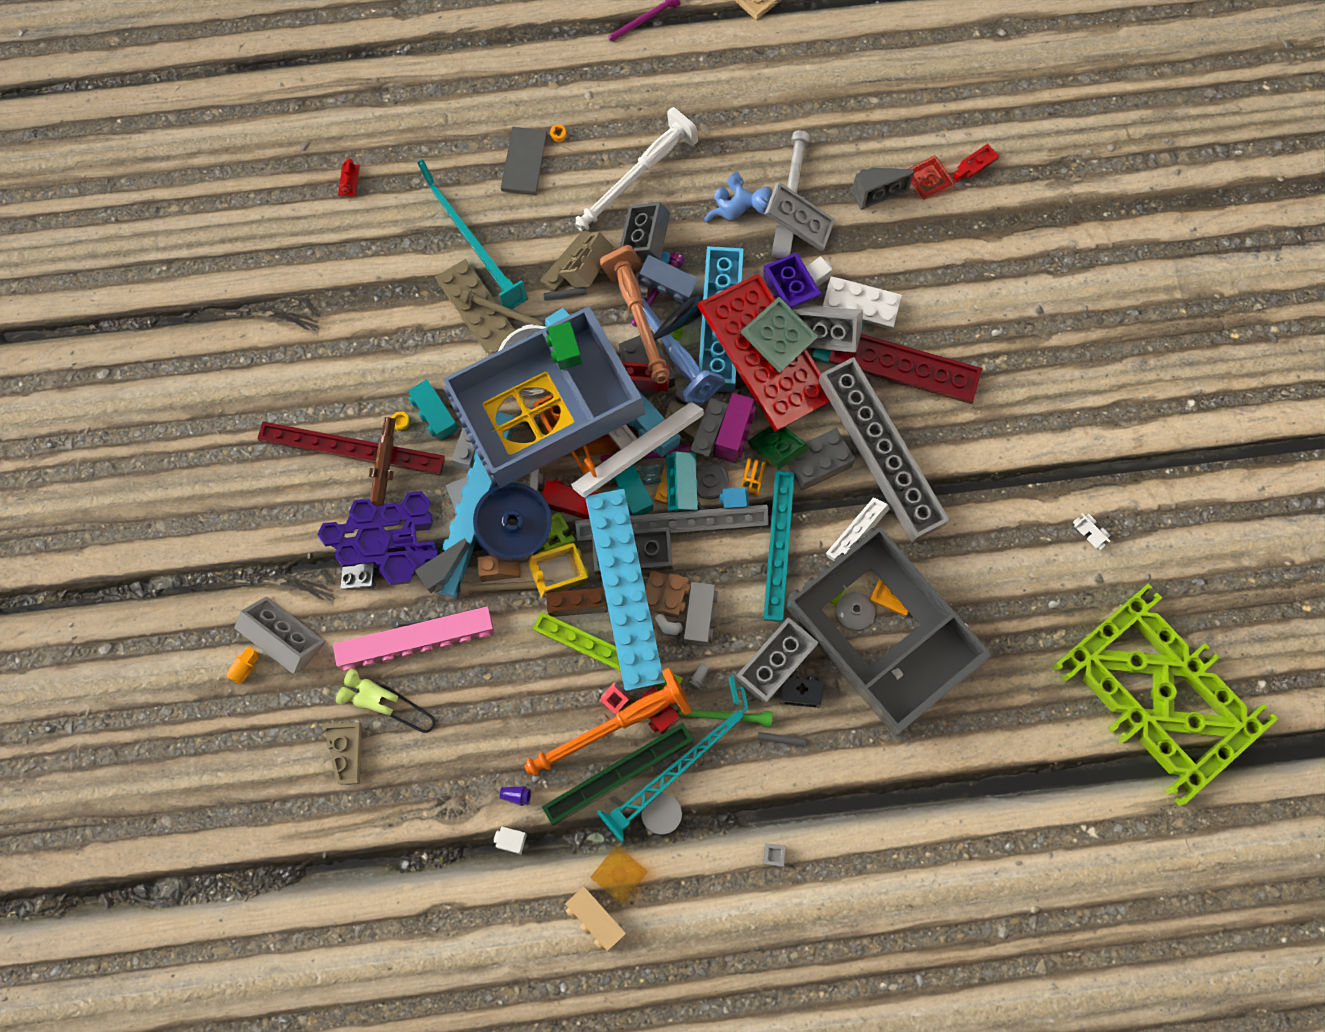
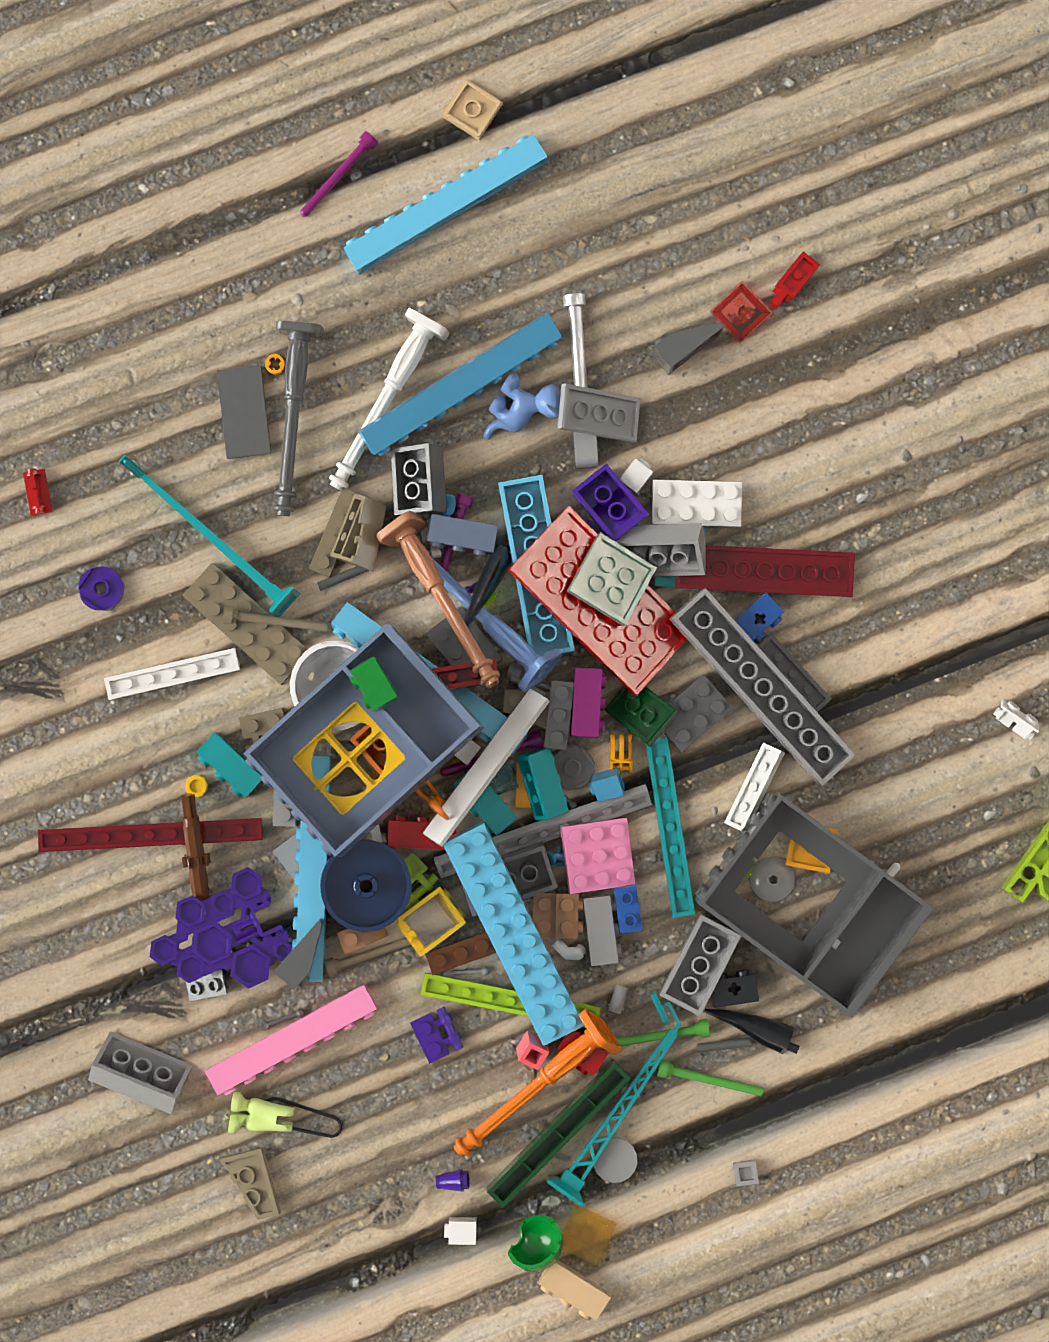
camera: 15 degrees left, 15 degrees up
(243, 665) = (111, 1119): light orange arm -> none
(376, 266) = (88, 589): none -> dark purple plate
(408, 331) = (172, 674): none -> white plate
(531, 669) = (430, 1037): none -> dark purple plate
(575, 867) = (538, 1244): none -> green cylinder
(581, 110) = (295, 379): none -> dark grey piece
(592, 625) = (485, 971): none -> light grey hinge
(680, 548) = (556, 858): none -> dark azure piece
(695, 173) = (459, 384): none -> dark azure brick
(712, 552) = (597, 855): none -> bright pink plate
(719, 53) = (445, 204): none -> medium azure brick
(726, 601) = (627, 908): none -> blue brick
(727, 746) = (667, 1069): none -> bright green piece
(820, 736) = (763, 1030): none -> black piece
(895, 392) = (763, 606): none -> blue brick
(915, 449) = (794, 672): none -> dark grey plate

